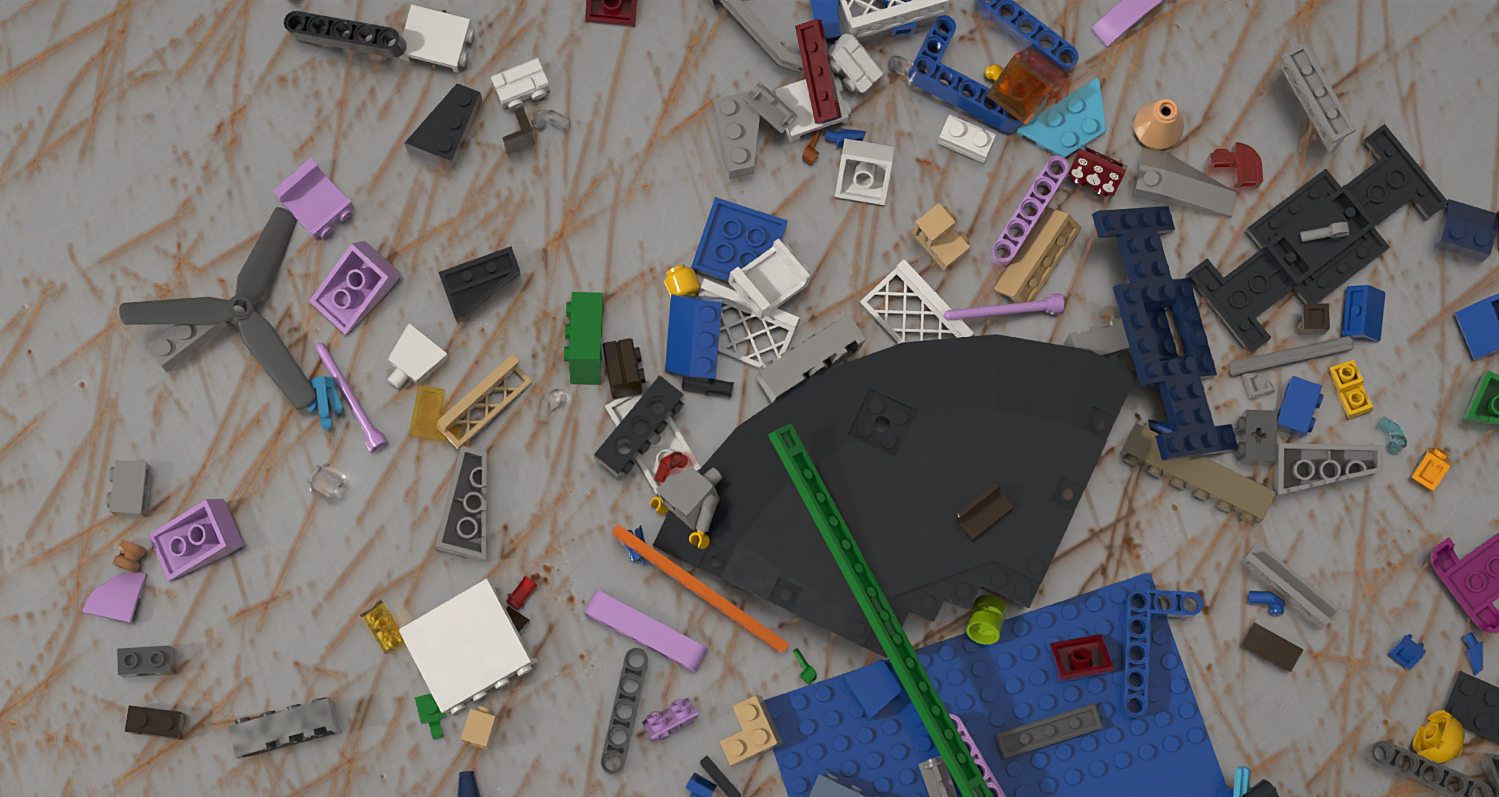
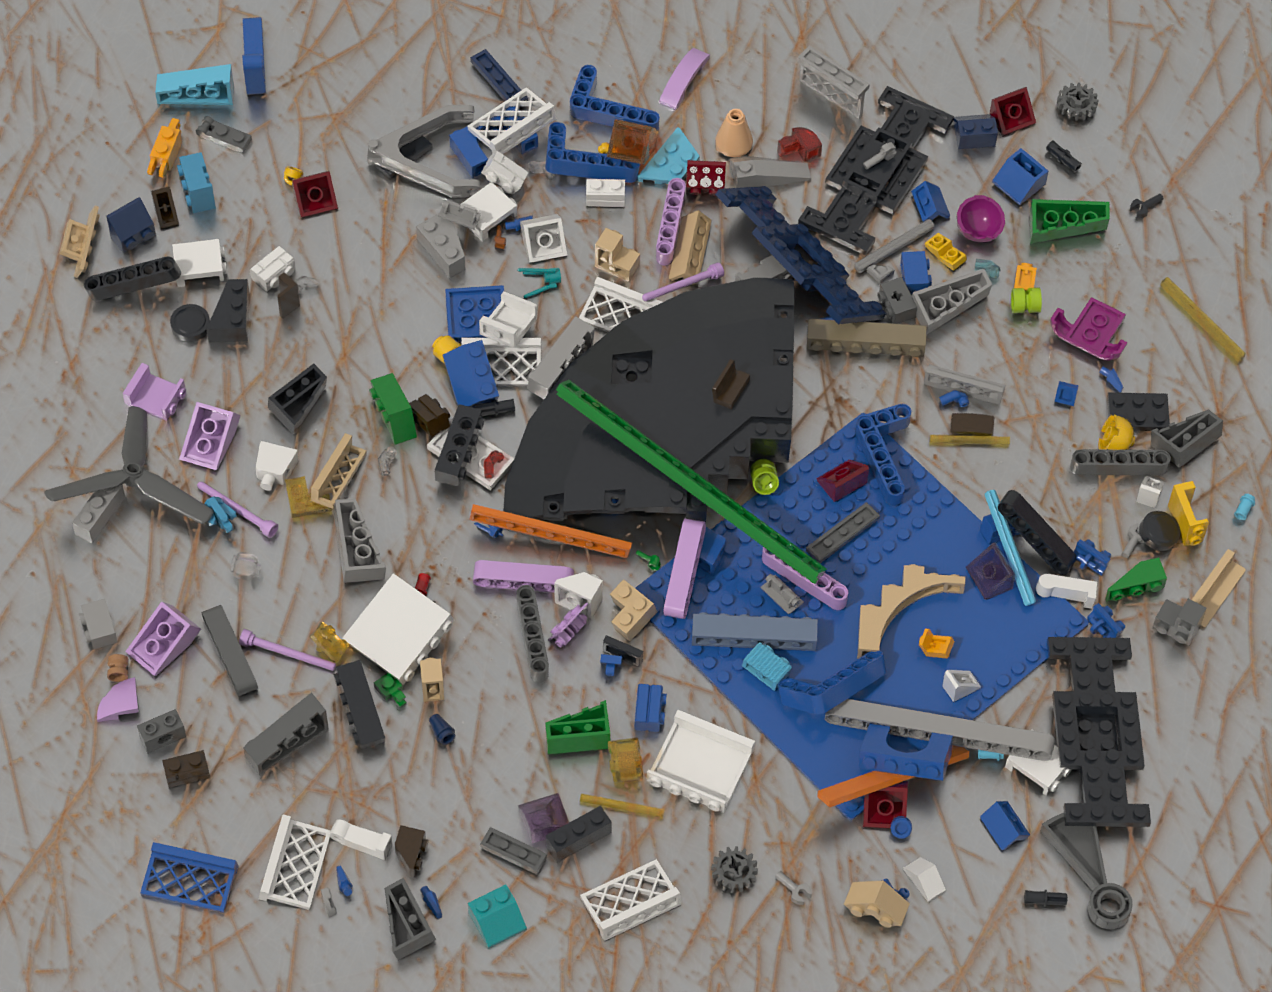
camera: 20 degrees left, 20 degrees down
(265, 586) = (229, 650): none -> dark grey beam
(294, 579) = (249, 639): none -> lavender piece
(383, 725) = (359, 704): none -> black wedge
(394, 117) = (189, 322): none -> black piece
(691, 500) = (516, 471): light grey torso -> none
(701, 687) = (579, 590): none -> white slope
(818, 71) = (483, 182): dark red plate -> none
(834, 710) = (684, 568): none -> lavender beam
(851, 228) = (550, 276): none -> teal plant
(1260, 663) = (969, 439): none -> clear yellow bar
(1315, 319) = (900, 215): dark brown panel -> none
(1413, 368) = (980, 218): none -> magenta cylinder
(1417, 503) = (1026, 300): none -> lime wheel

